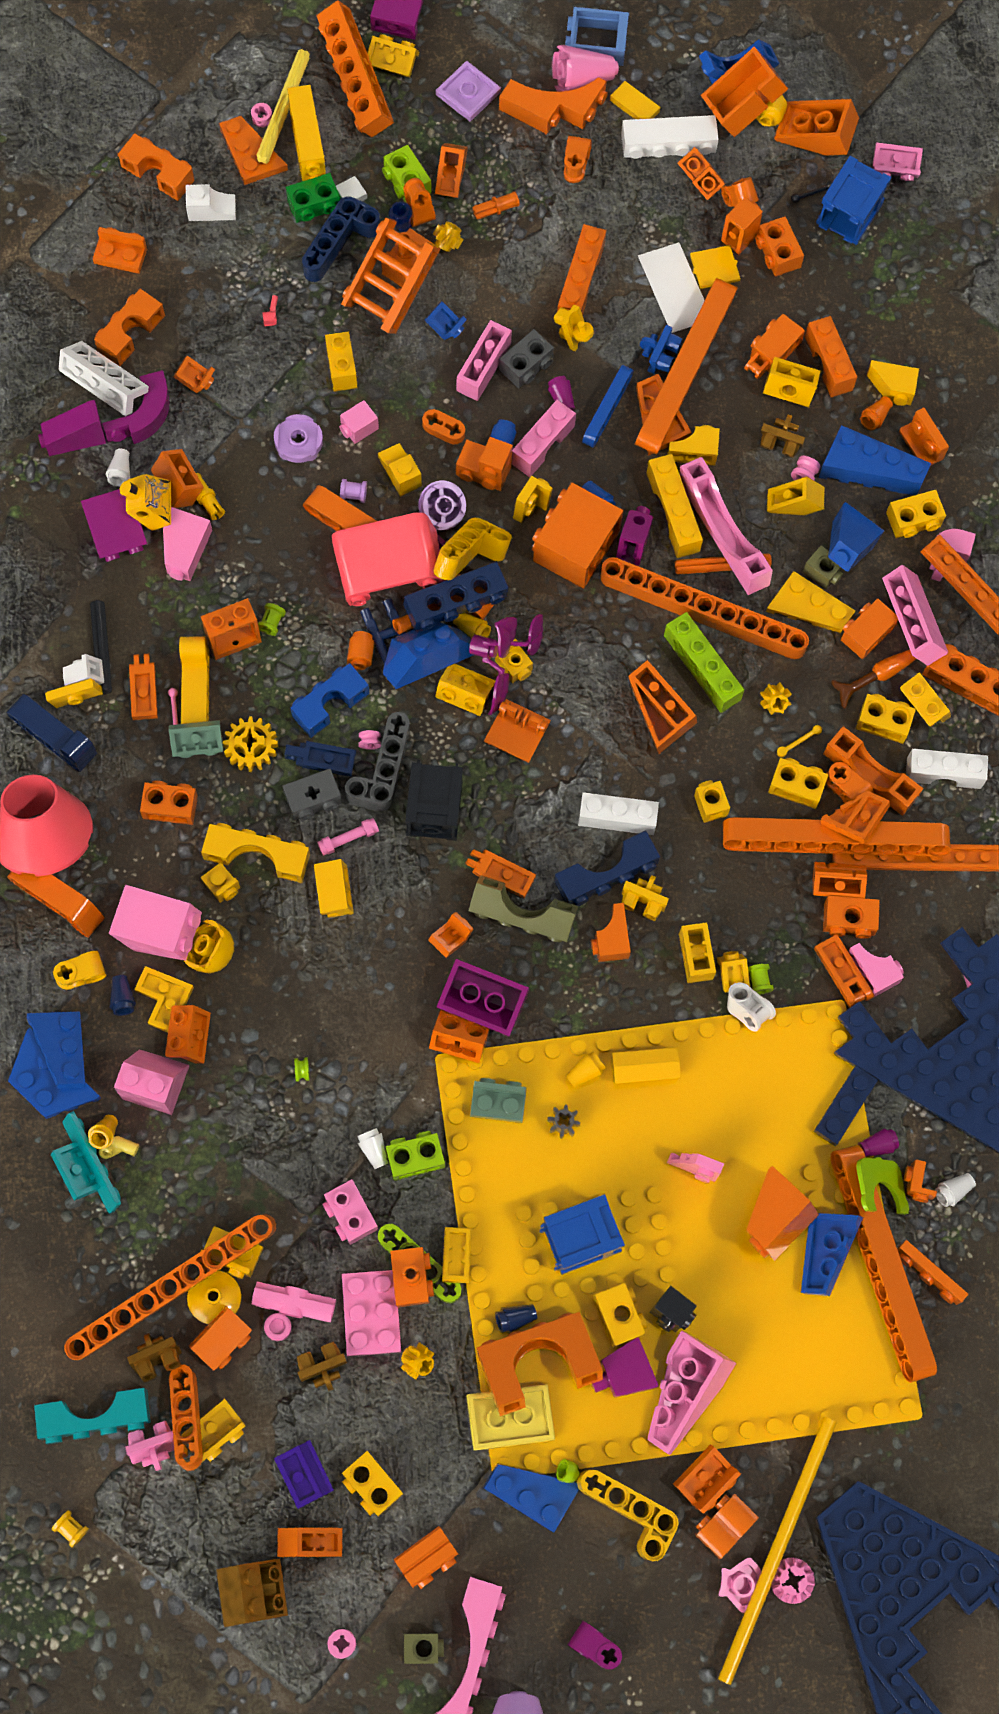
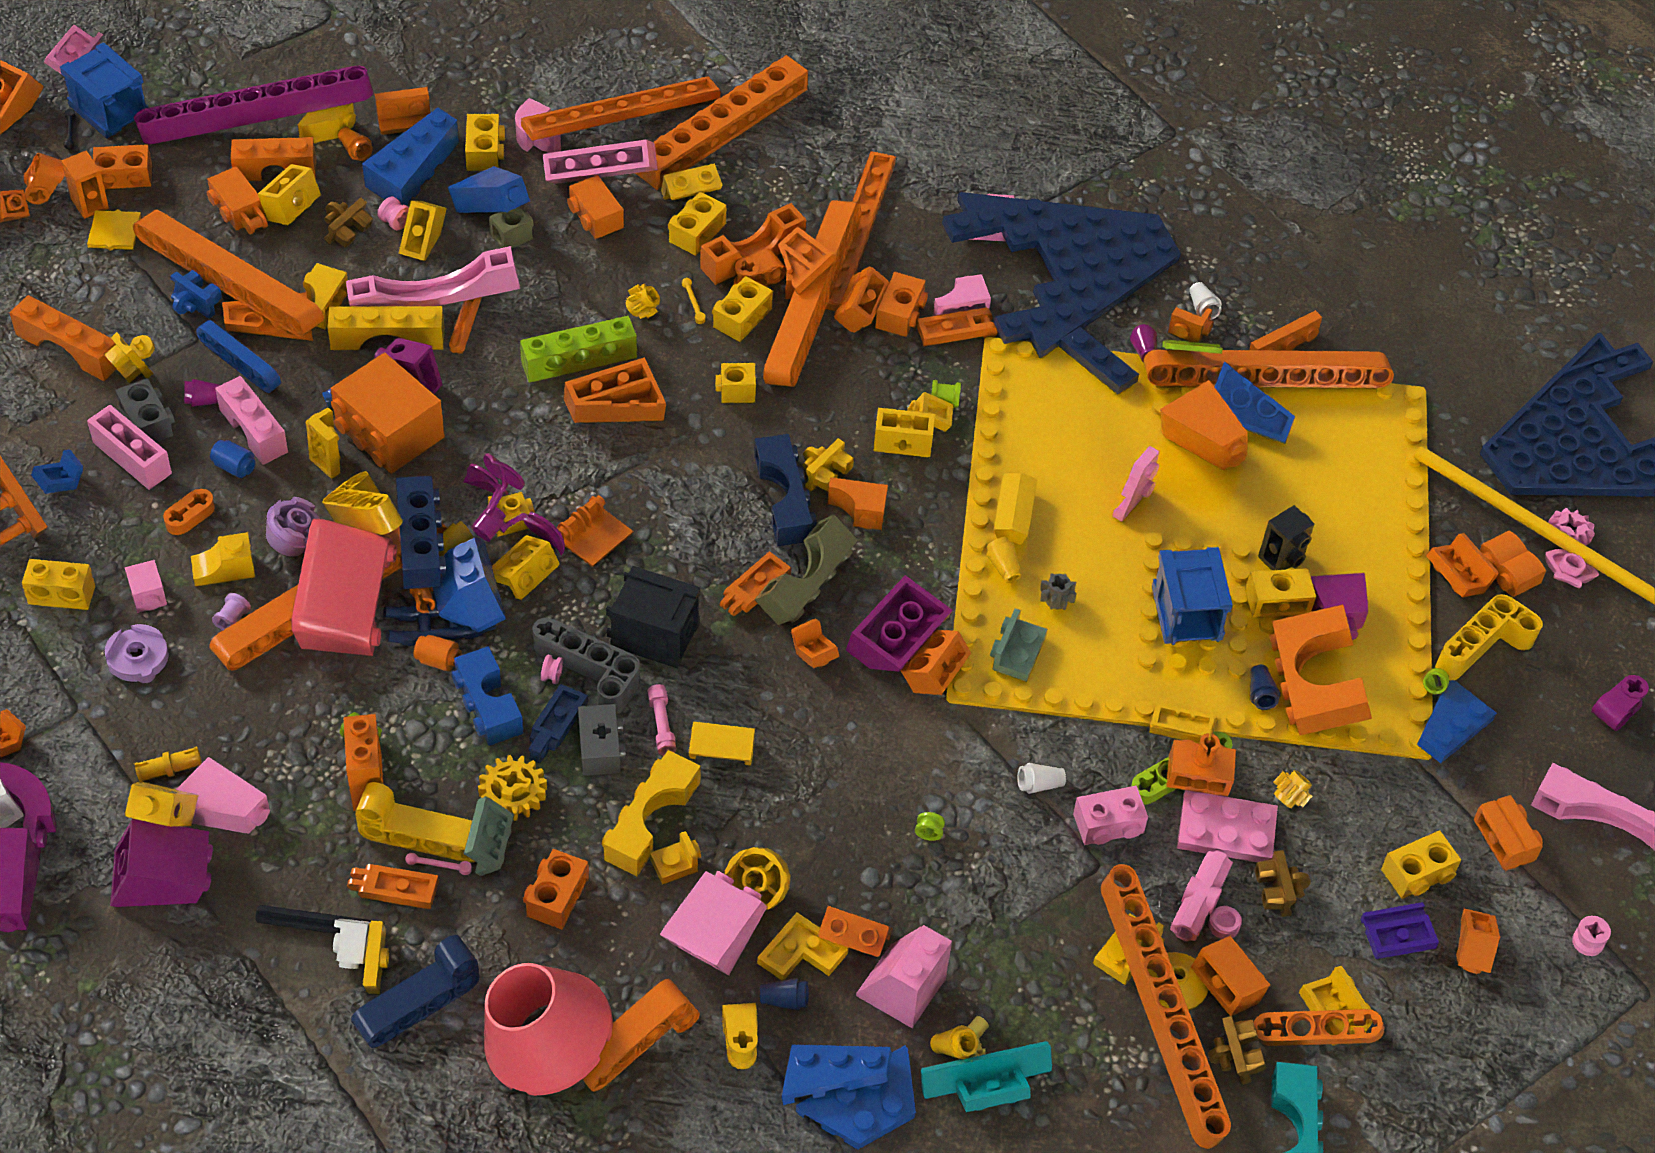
camera: 75 degrees left, 20 degrees down
(119, 468) = (88, 848): white cone -> none
(151, 1450) = (1337, 1063): bright pink hips -> none
(184, 481) = (117, 778): orange brick -> none
(252, 1592) = (1526, 1010): pearl gold slope -> none
(412, 1656) = (1604, 870): olive brick -> none
(417, 1163) = (1063, 739): lime brick -> none
(485, 464) = (261, 477): orange brick -> none
(516, 1428) = (1380, 736): light yellow tile -> none
(618, 813) = (724, 463): white brick -> none
(673, 285) = (117, 271): white sticker -> none
(690, 1384) = (1359, 547): bright pink wedge -> none
(710, 618) = (503, 343): orange beam -> none
(749, 1006) = (974, 405): white piece -> none
(810, 603) = (544, 252): yellow wing -> none
(879, 320) = (253, 104): none -> magenta beam
(881, 671) = (644, 215): piece -> none
(931, 765) = (772, 181): white arch -> none

